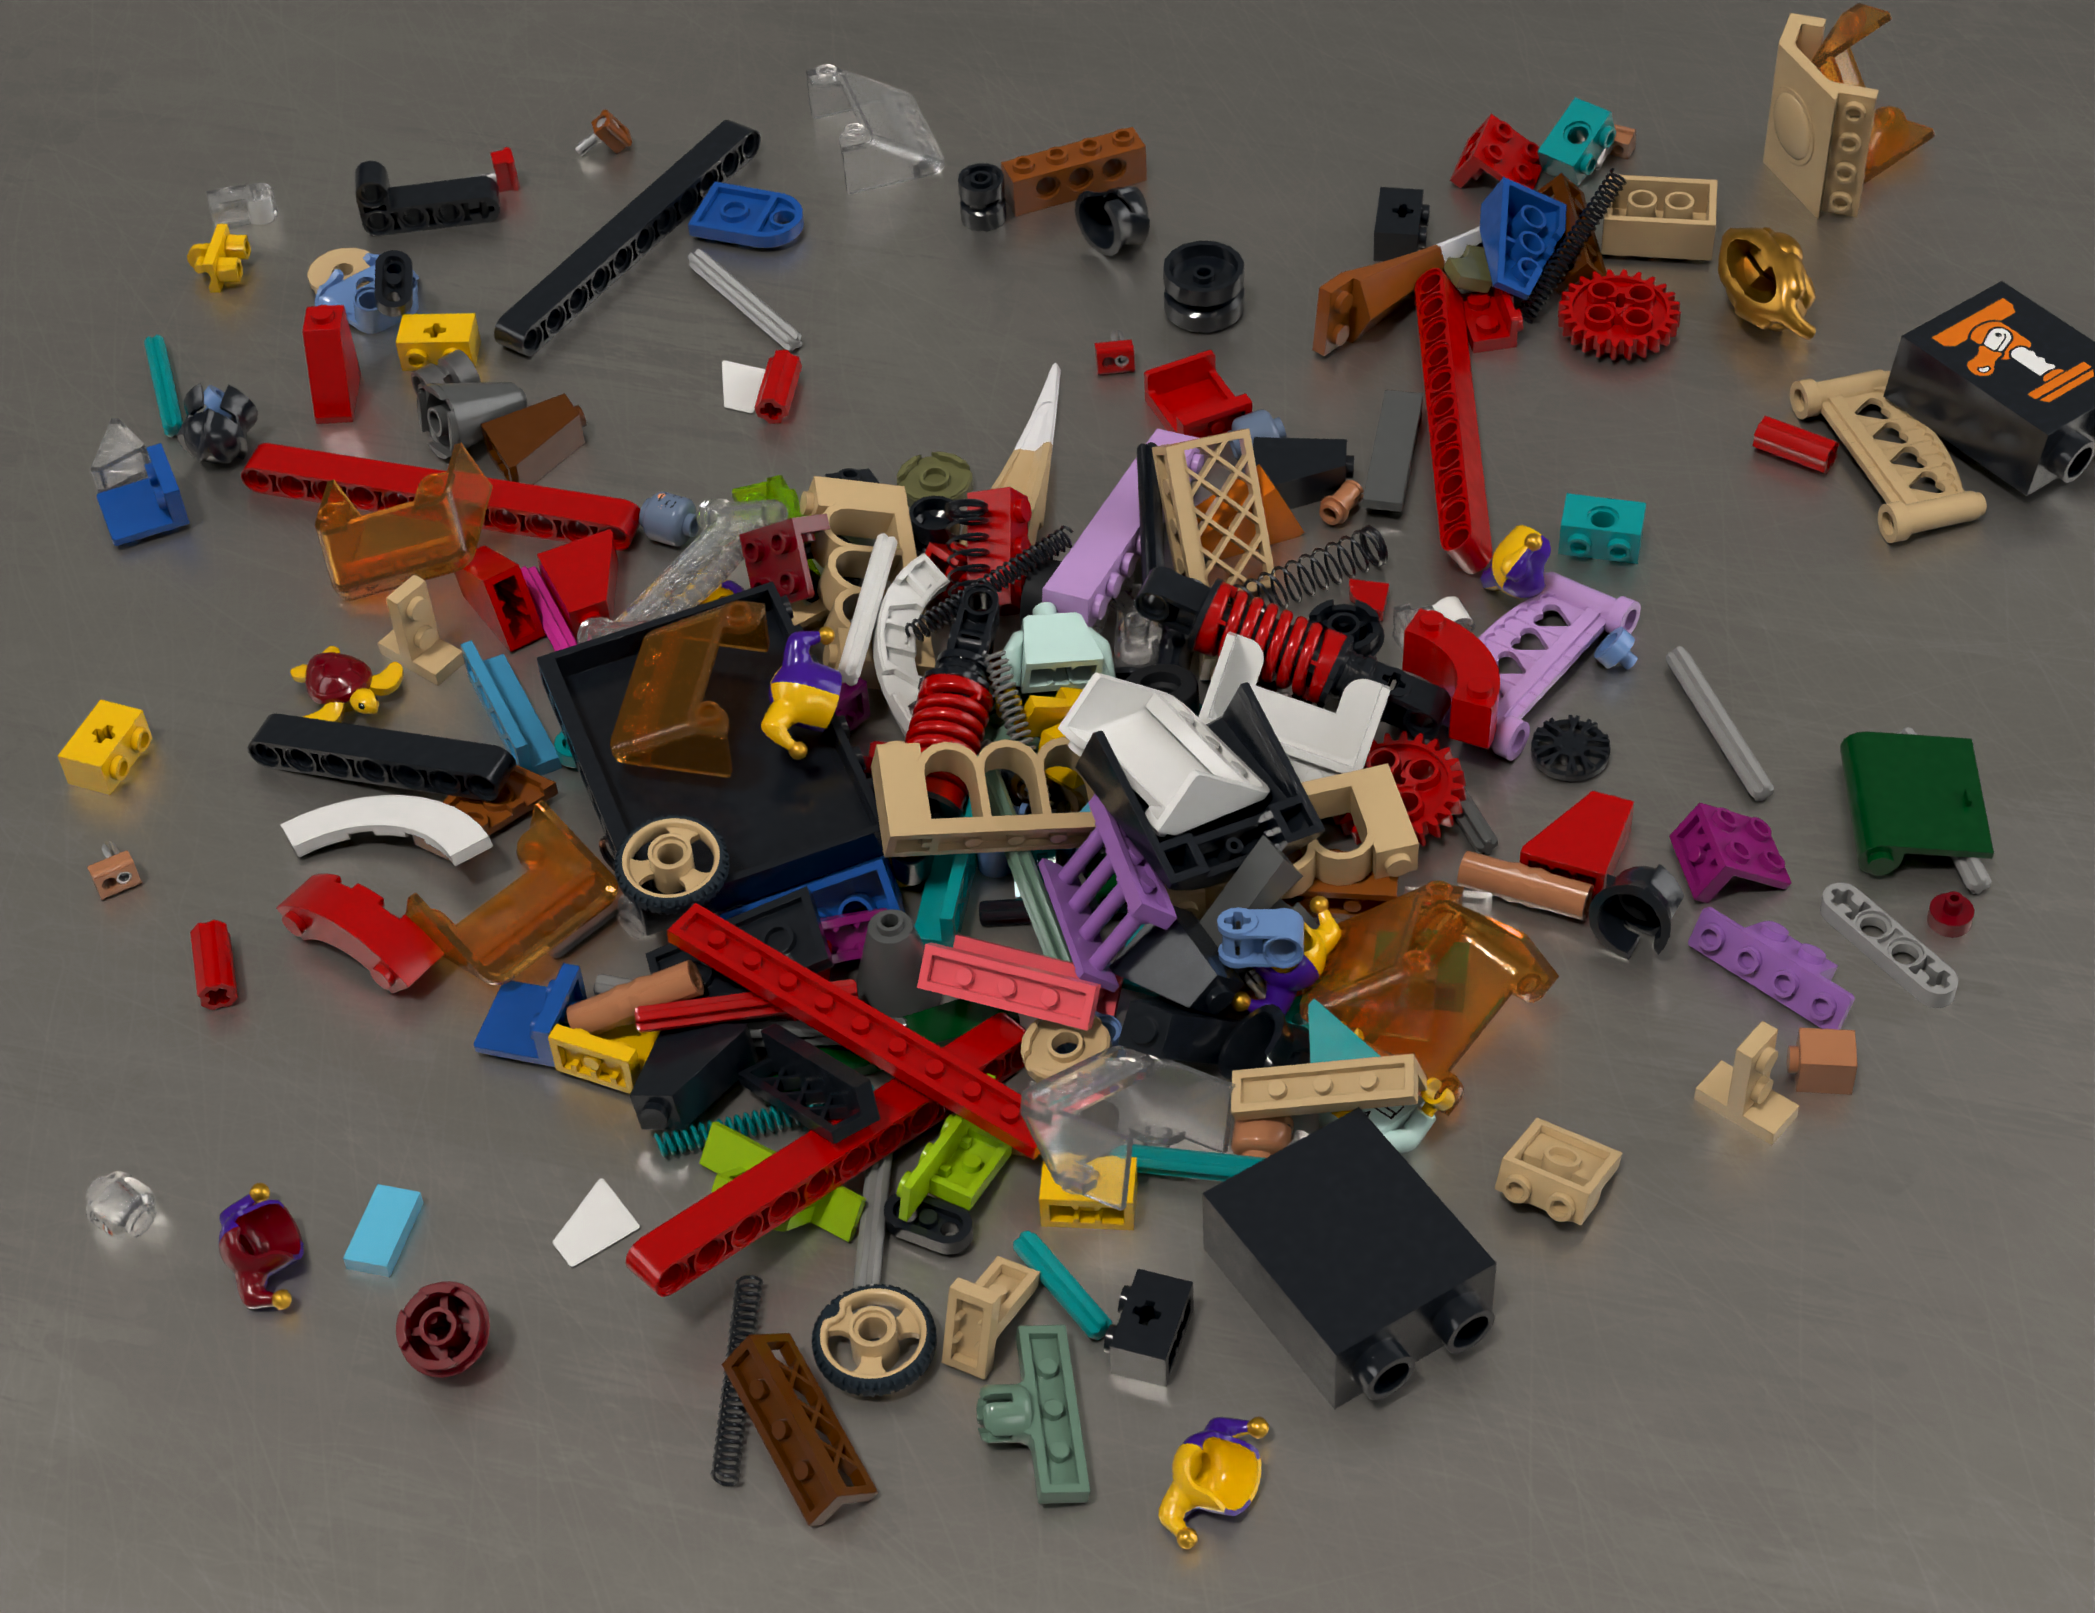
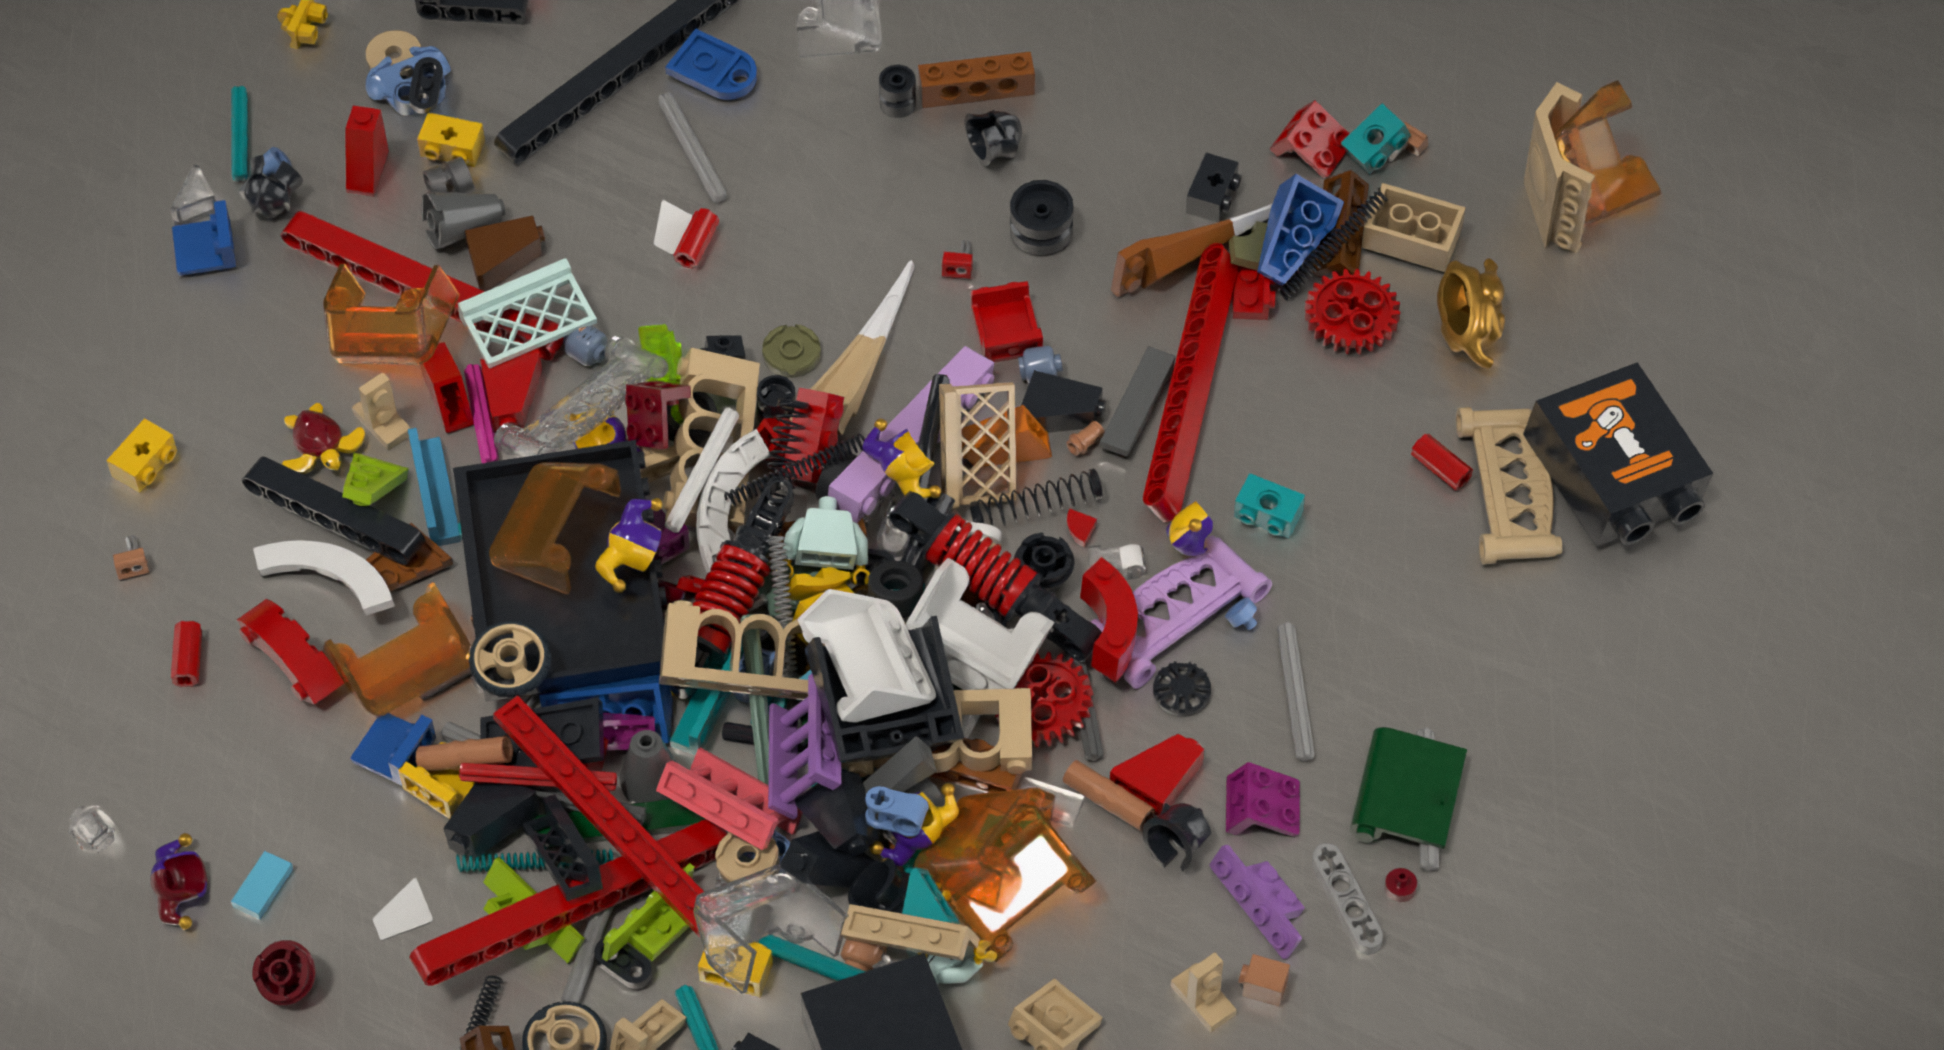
camera: 10 degrees right, 10 degrees up
(427, 711) = (371, 479): none -> lime wing
(568, 473) = (512, 296): none -> light aqua fence
(1122, 540) = (900, 459): none -> piece

